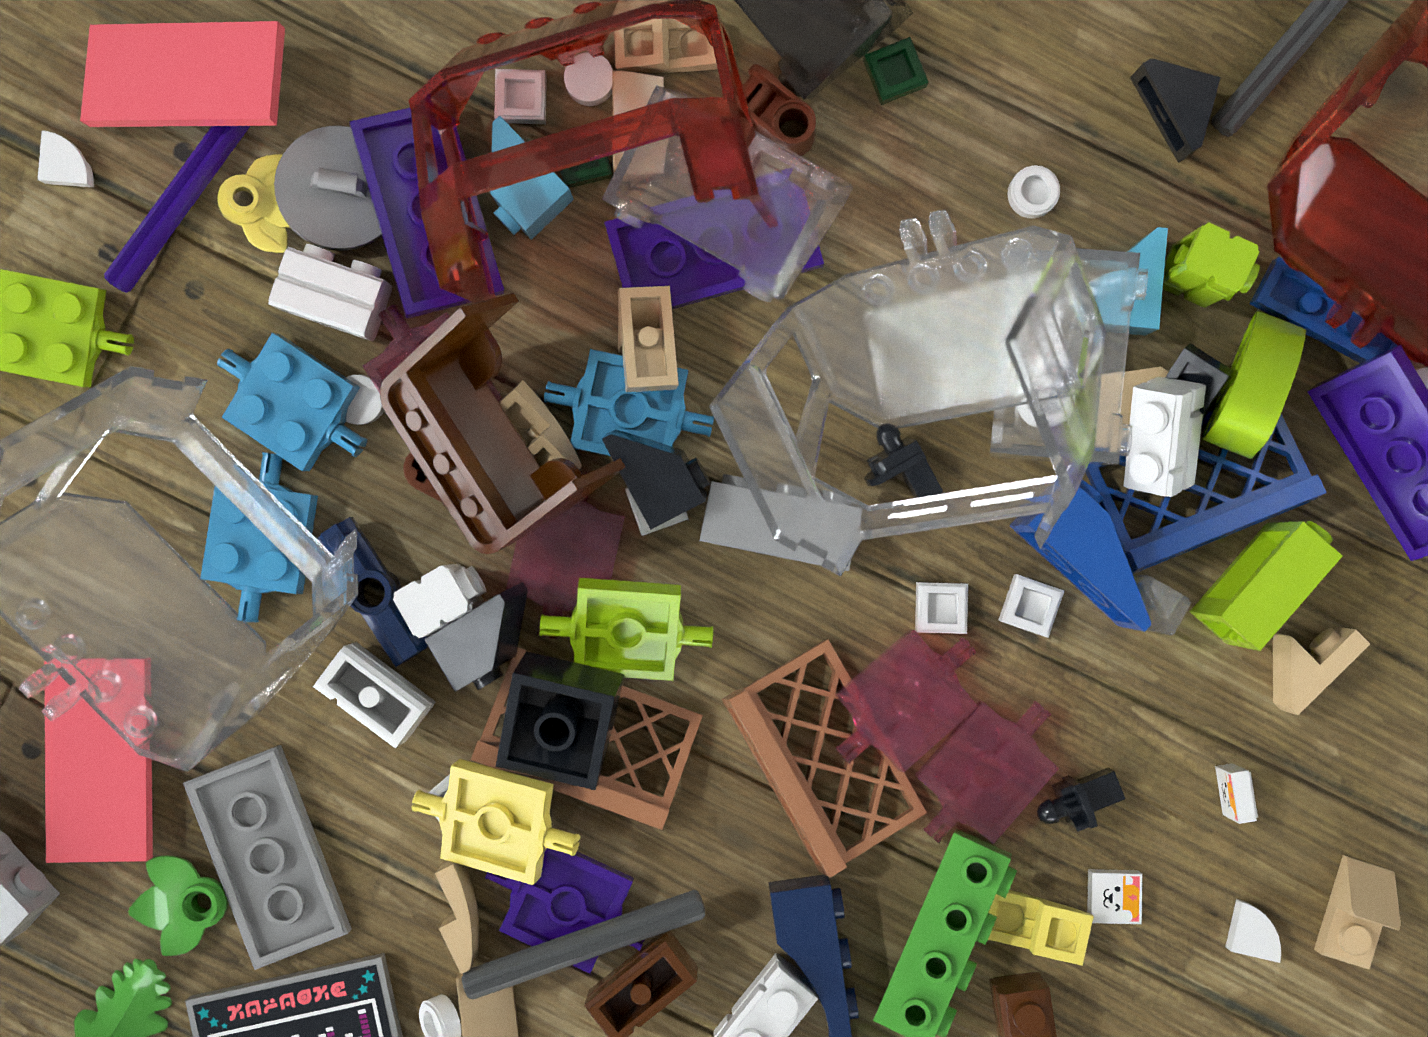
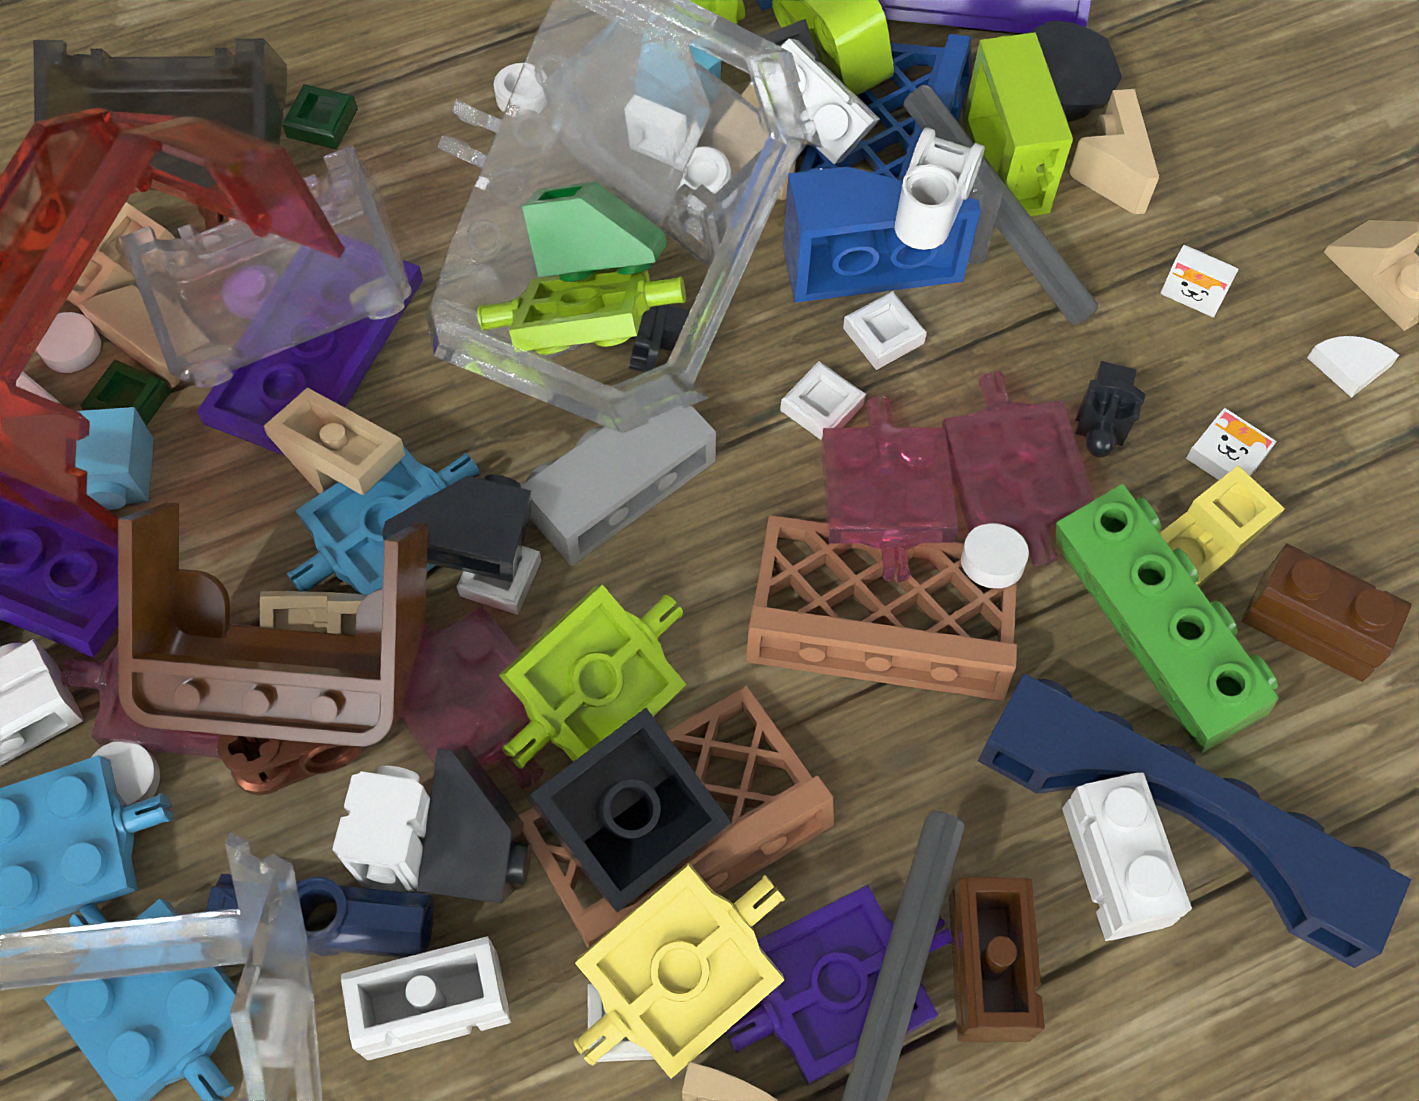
camera: 55 degrees left, 25 degrees down
(865, 415) = (589, 310): none -> lime plate
(906, 804) = (994, 555): none -> white tile
(921, 378) = (588, 230): none -> slope
(1138, 595) = (935, 189): none -> white piece
(1178, 648) = (1012, 218): none -> dark grey axle
(1367, 579) = (1079, 65): none -> black hat

